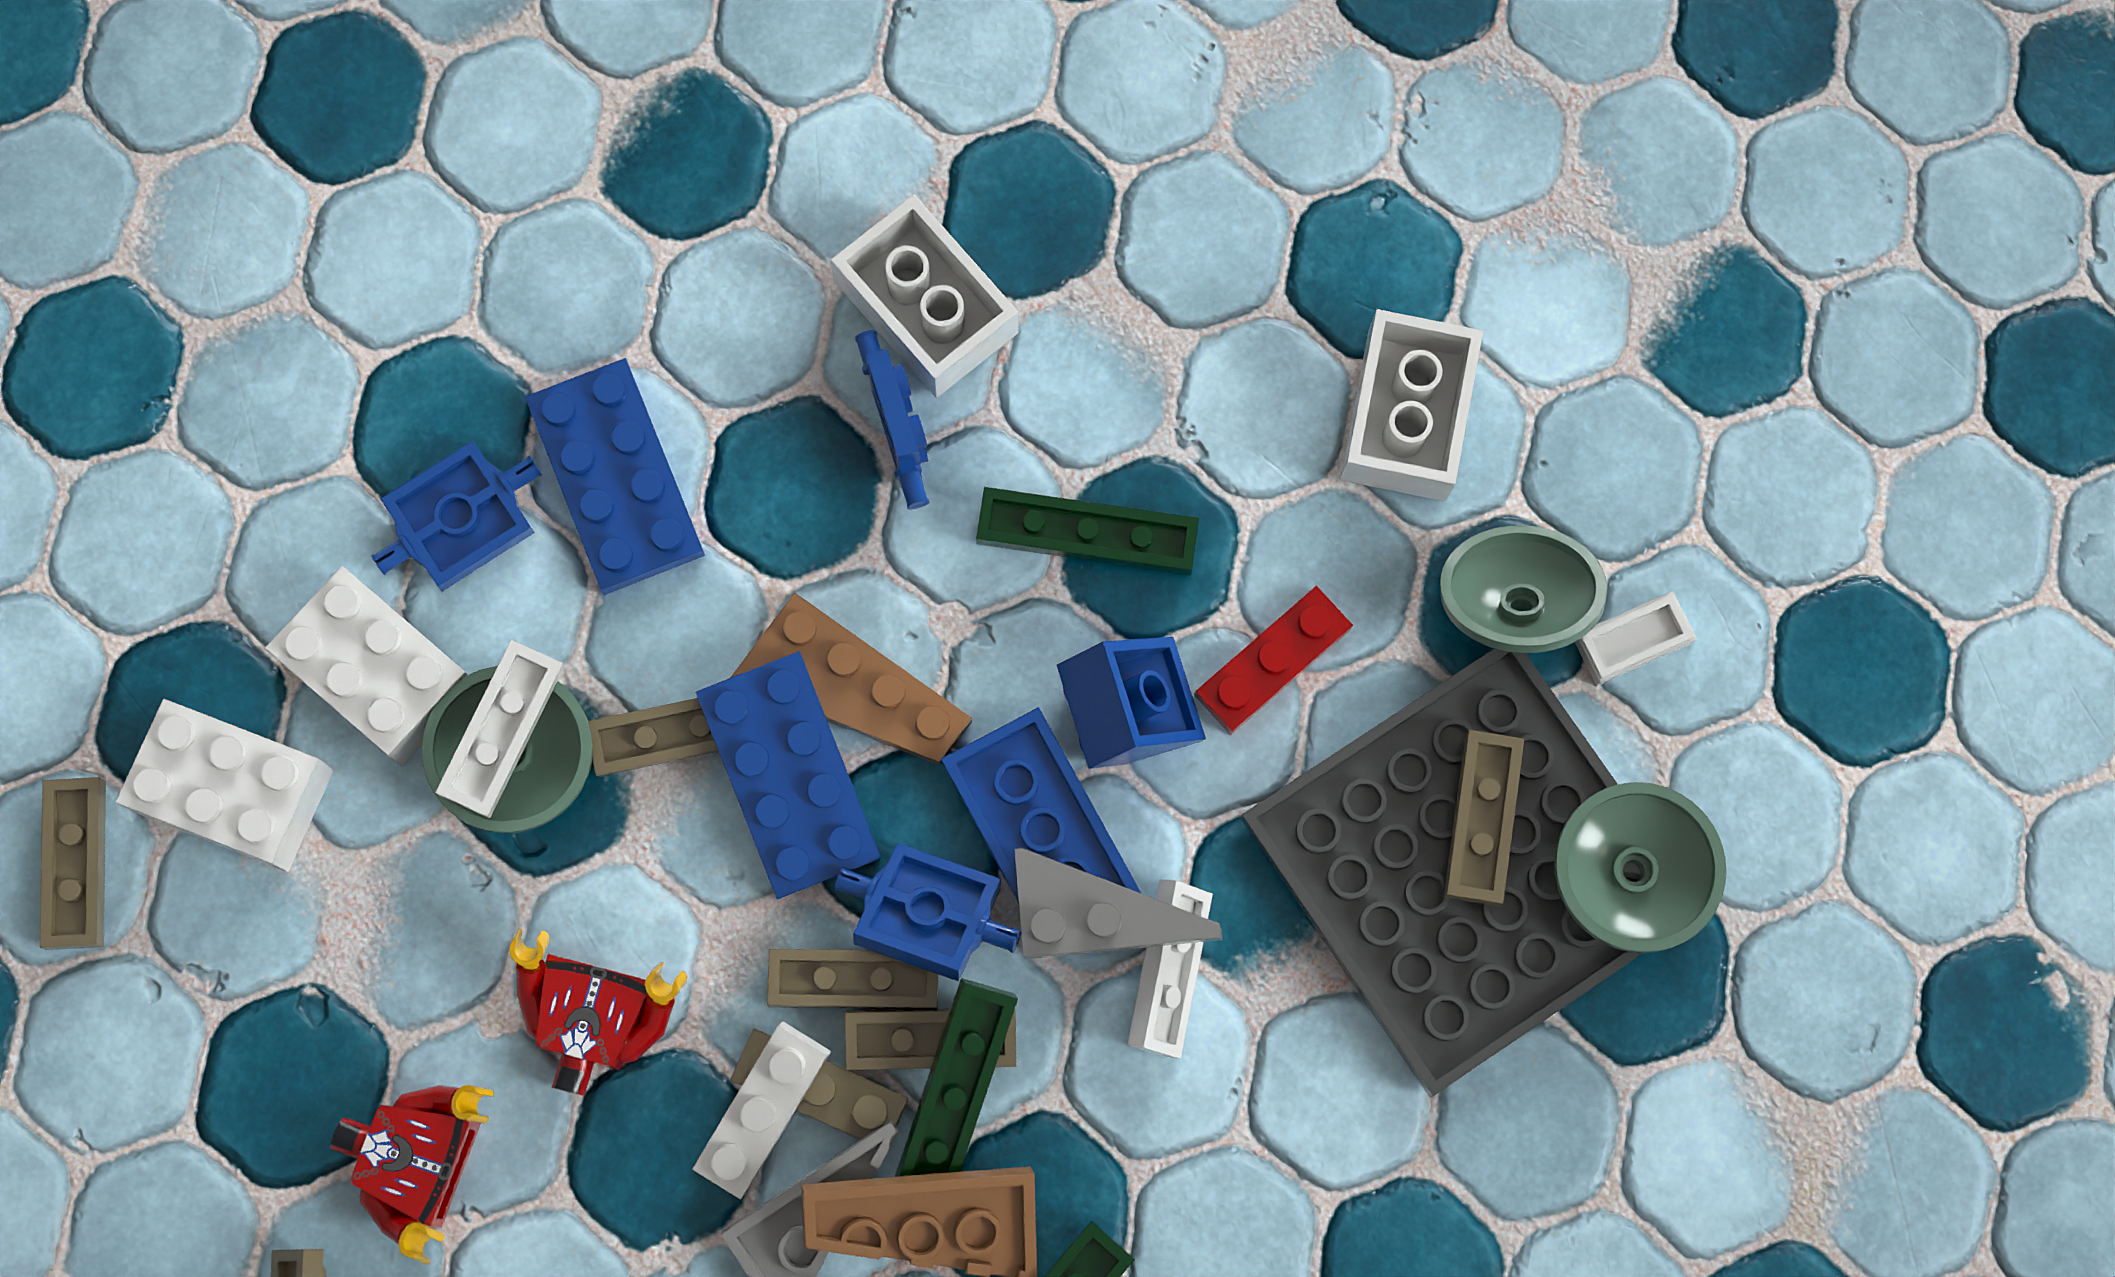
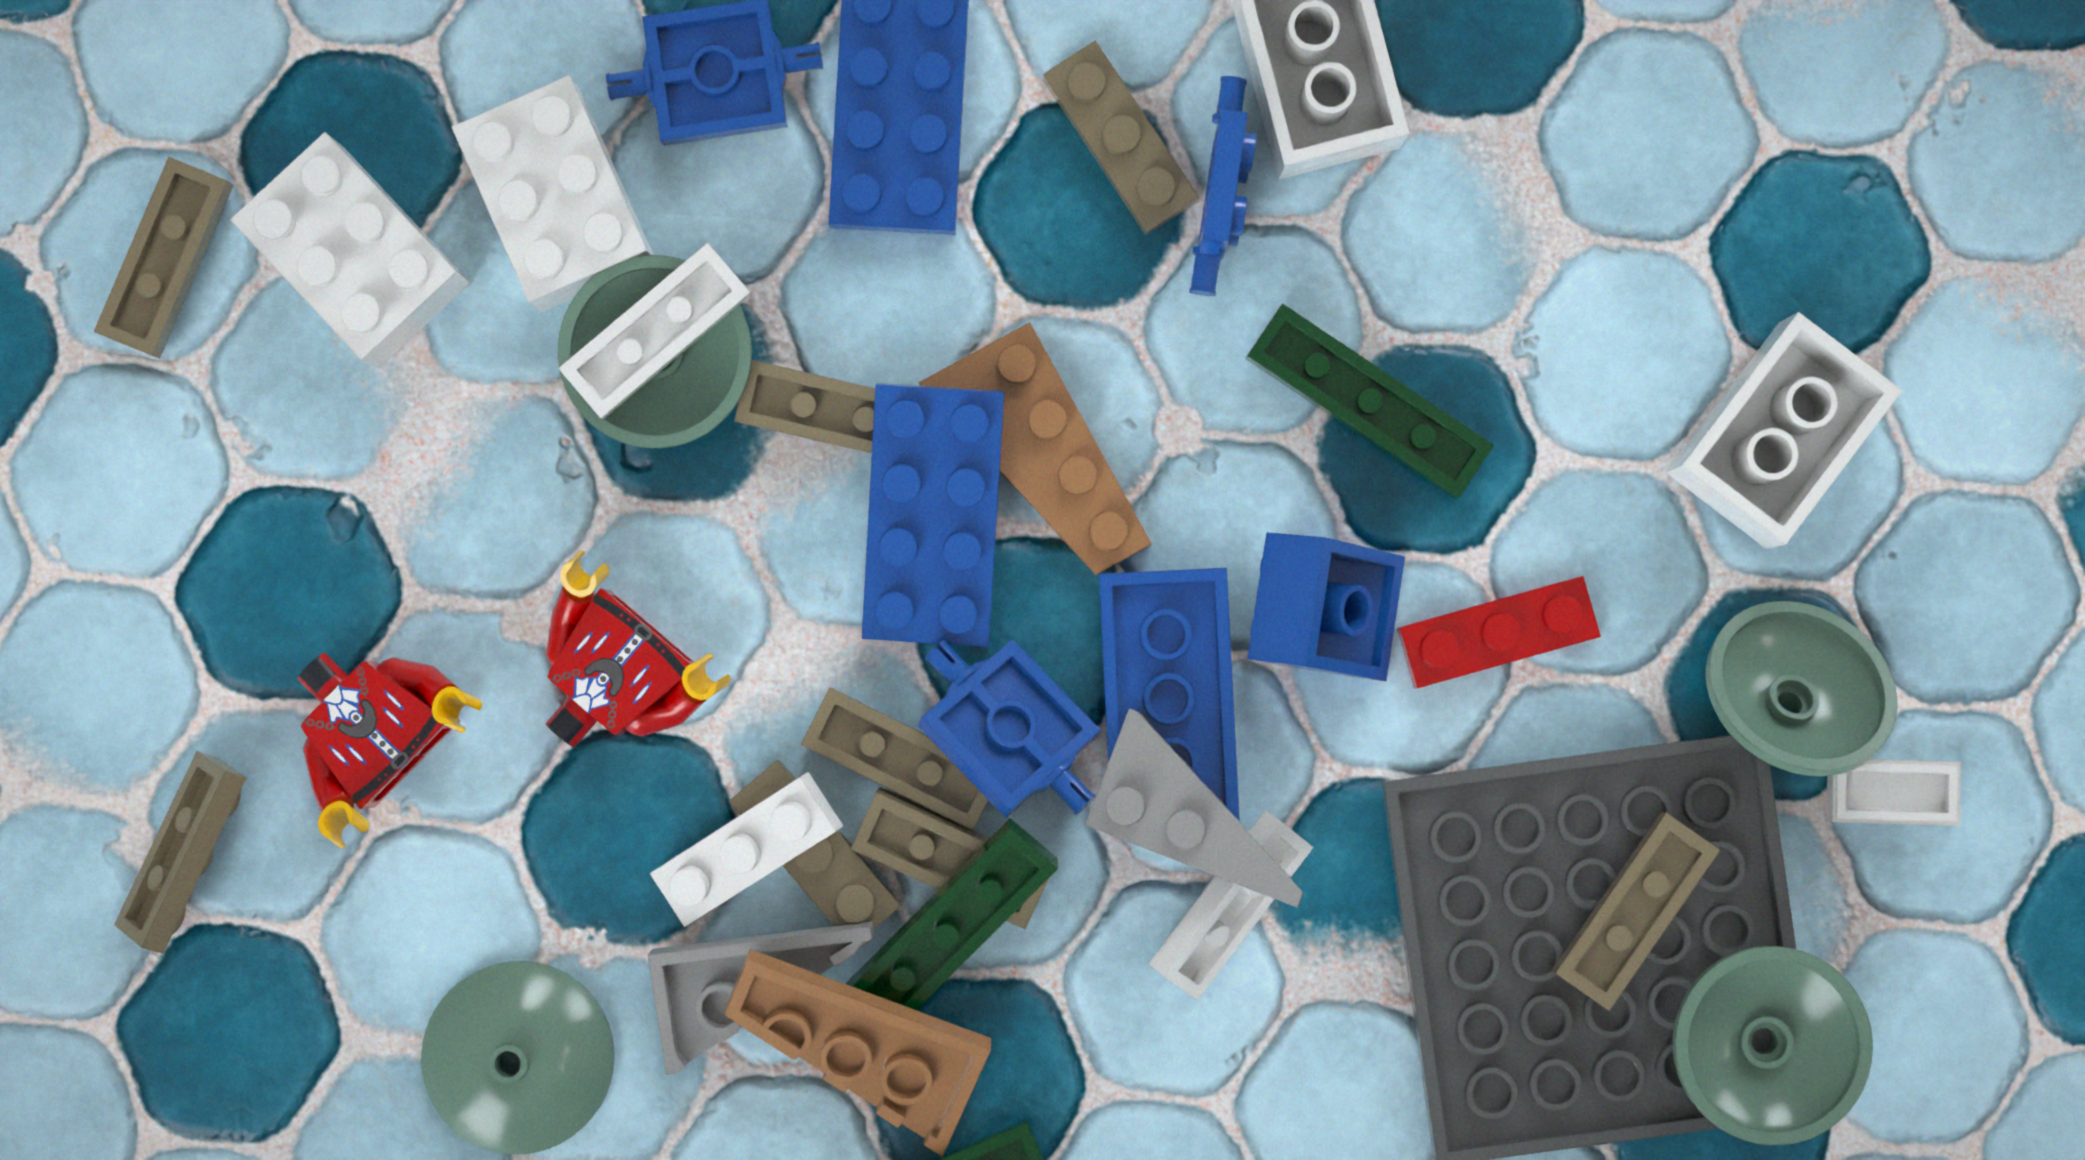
camera: 30 degrees right, 10 degrees up
(799, 422) = (1120, 138): none -> dark tan plate

